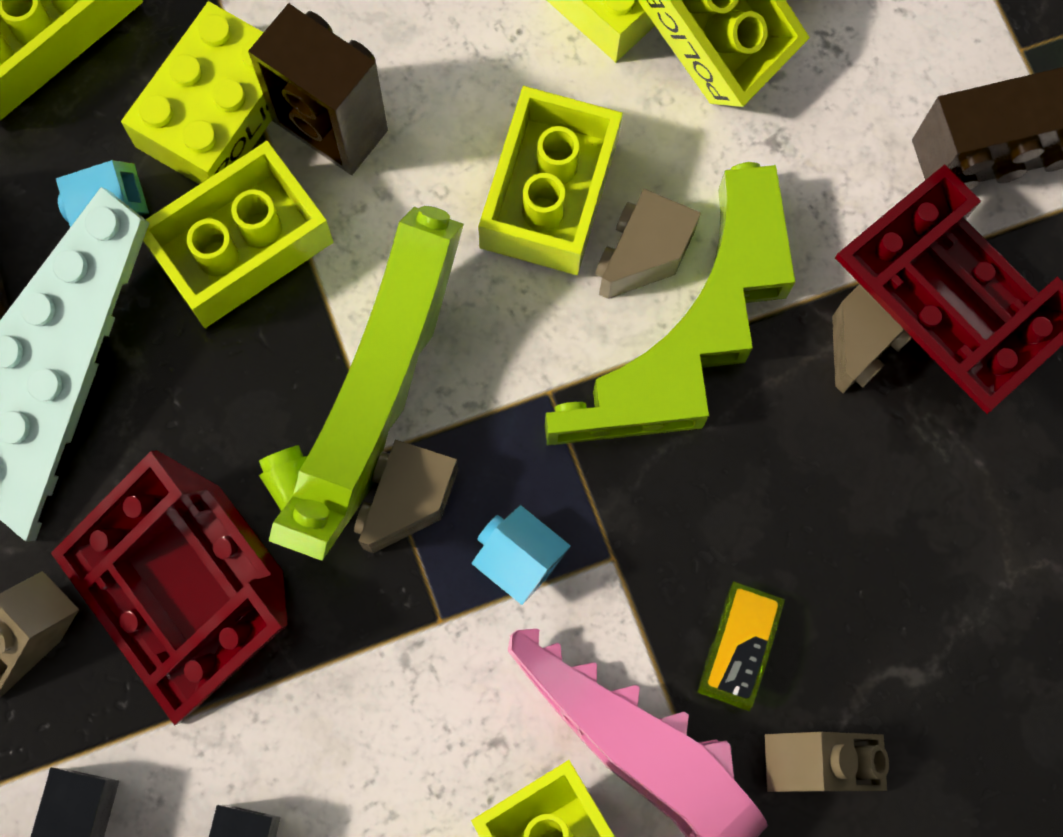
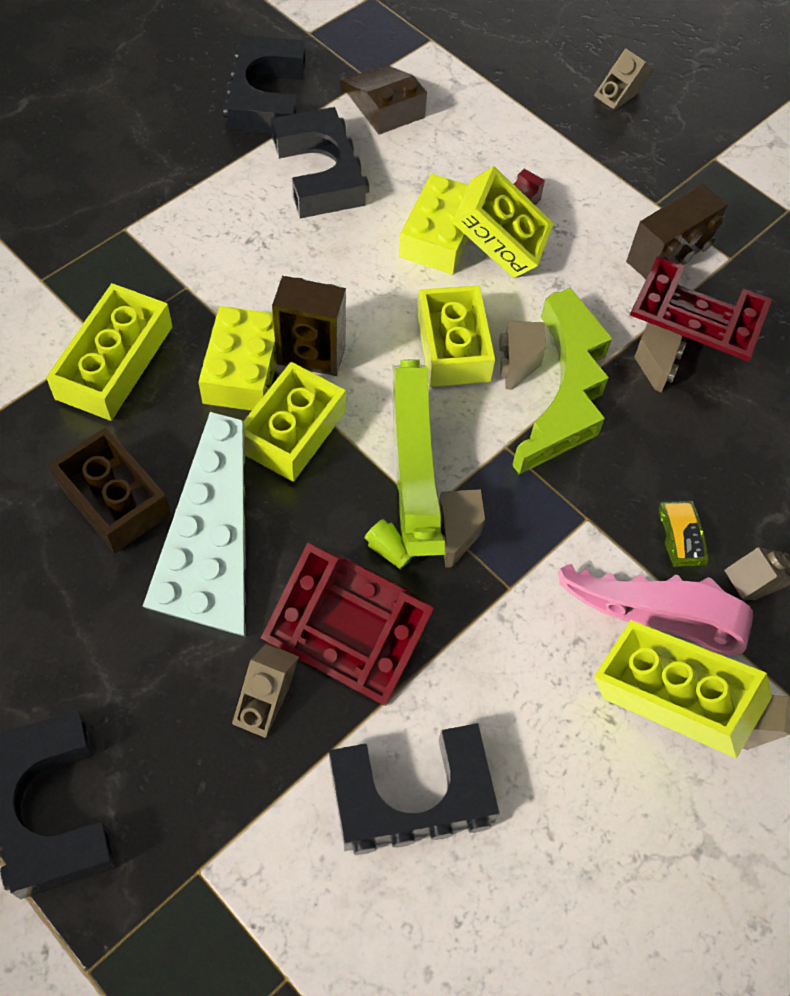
camera: 25 degrees left, 15 degrees down
(81, 186) = (193, 425): medium azure brick -> none
(519, 553) = (539, 528): medium azure brick -> none

